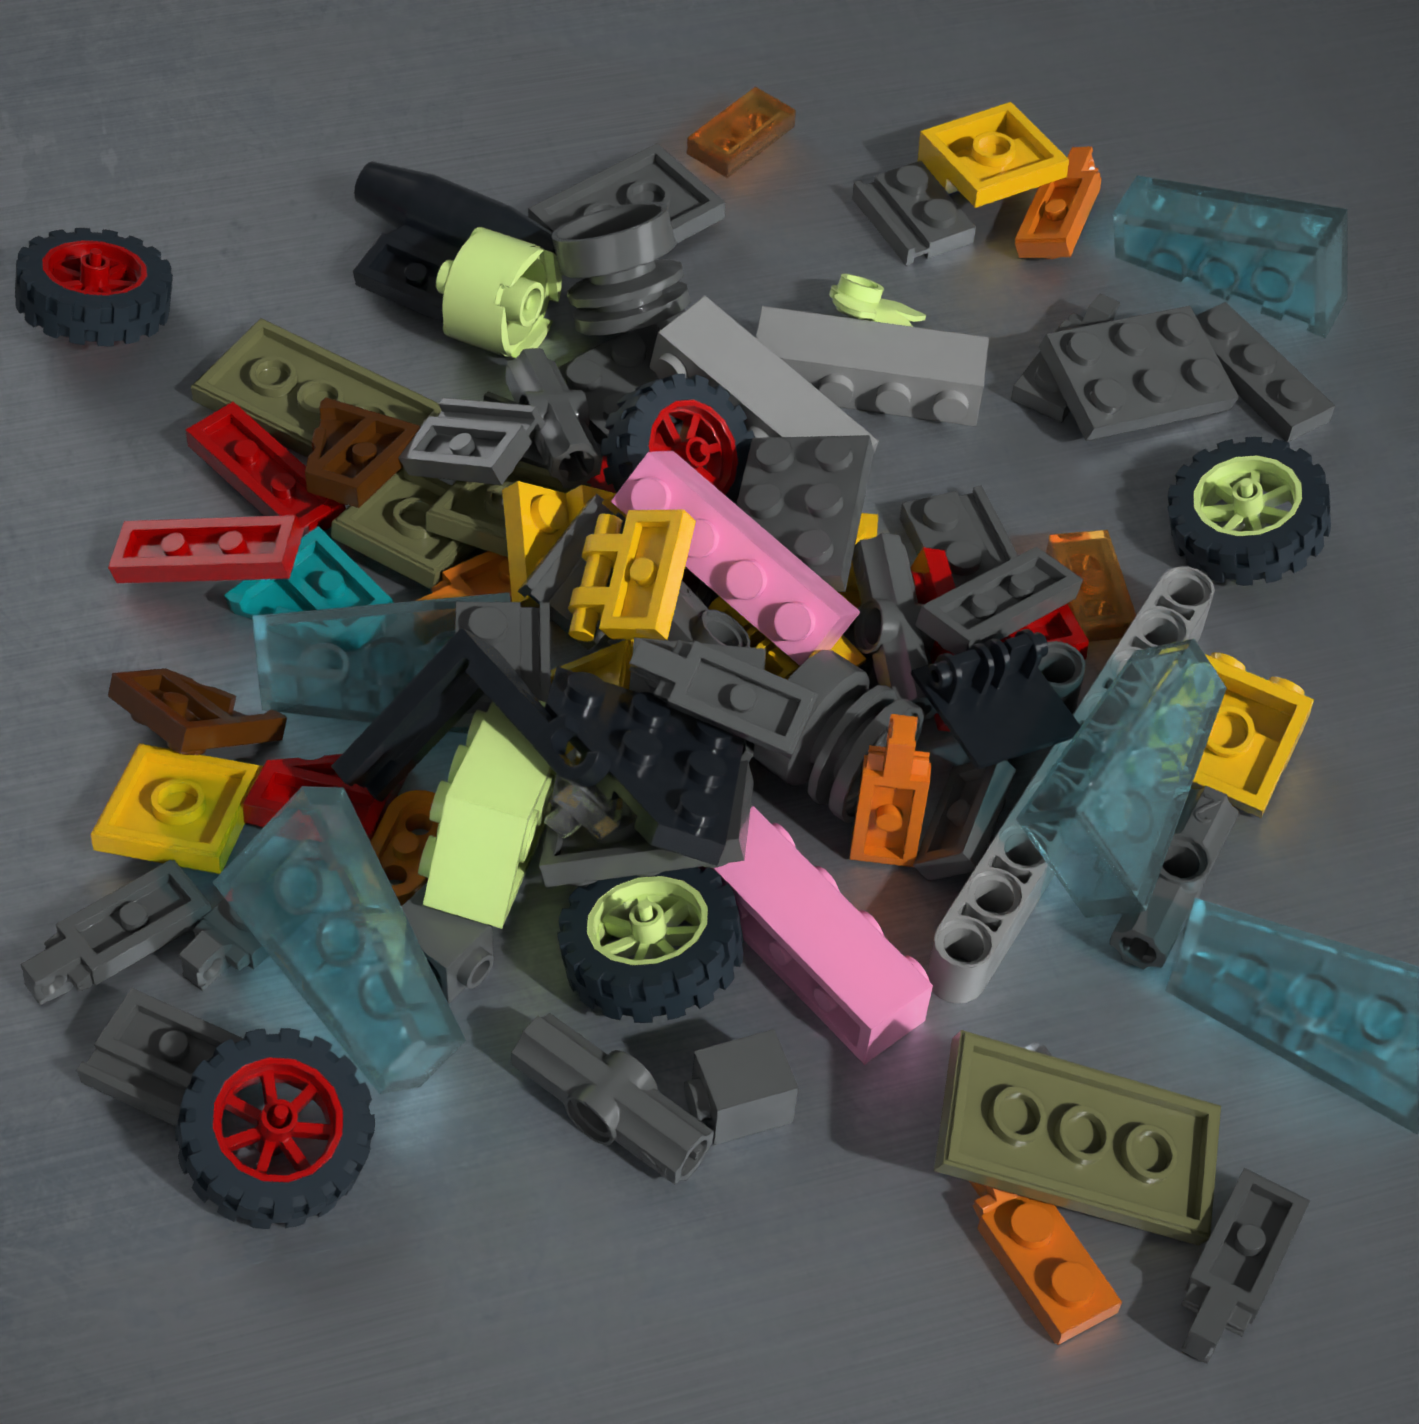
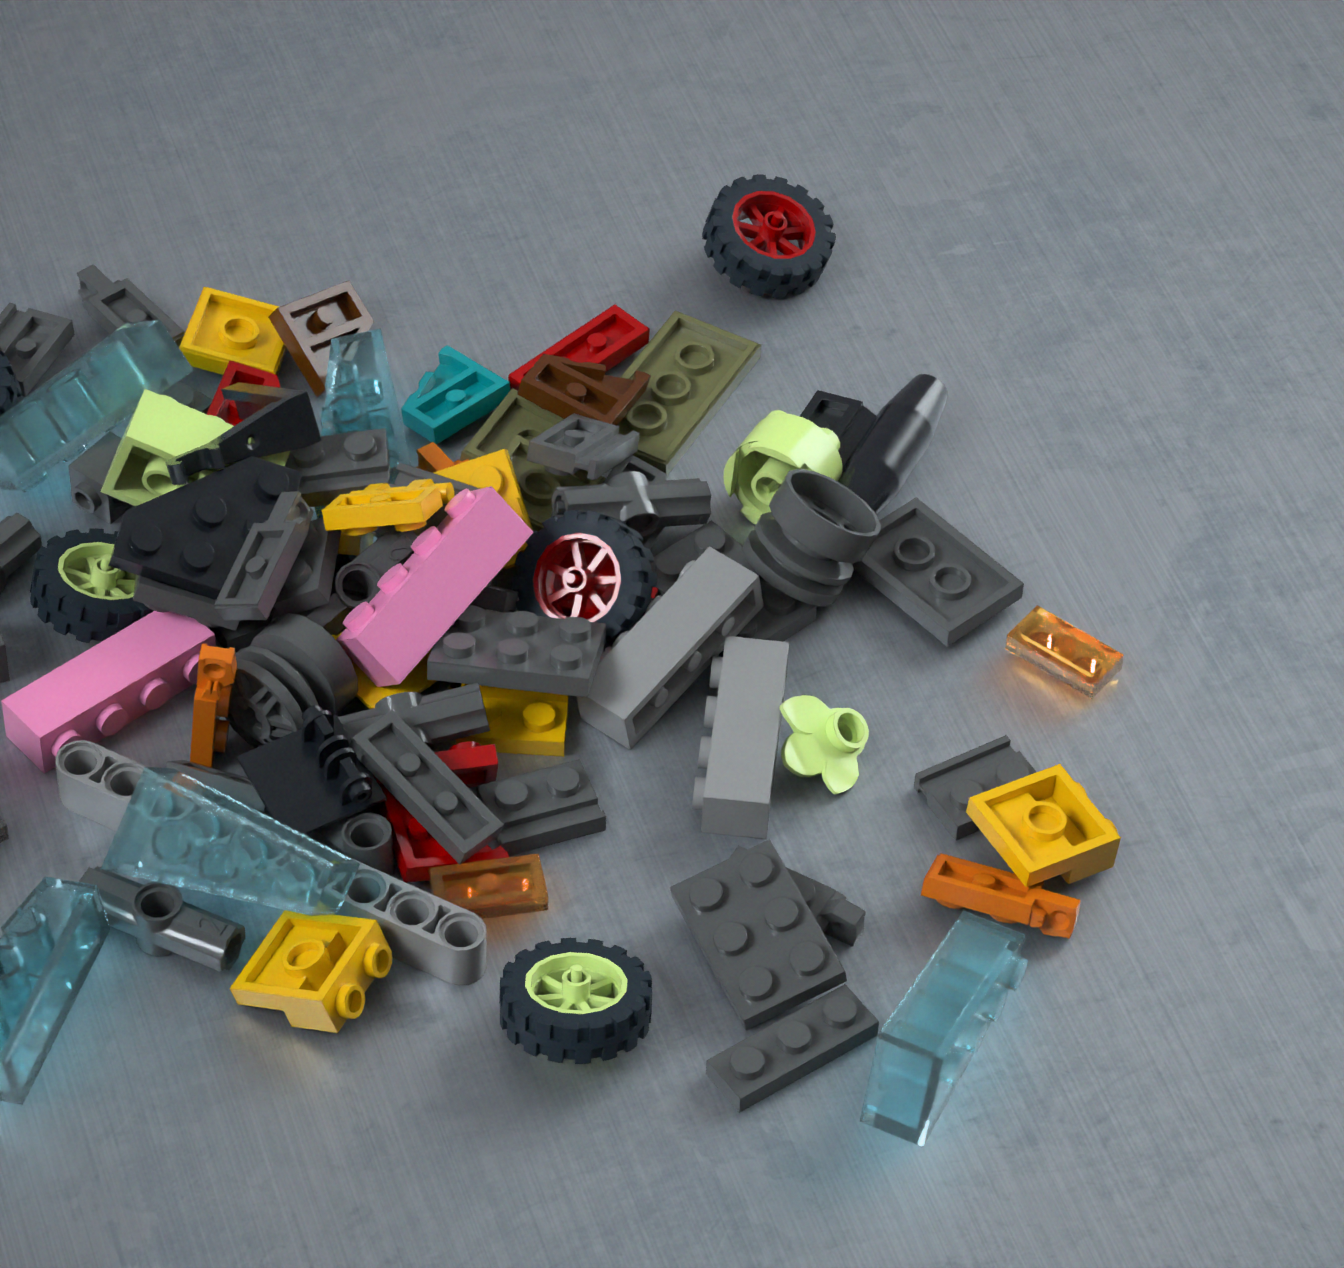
camera: 90 degrees right, 5 degrees down
(206, 549) = (480, 323): red plate -> none

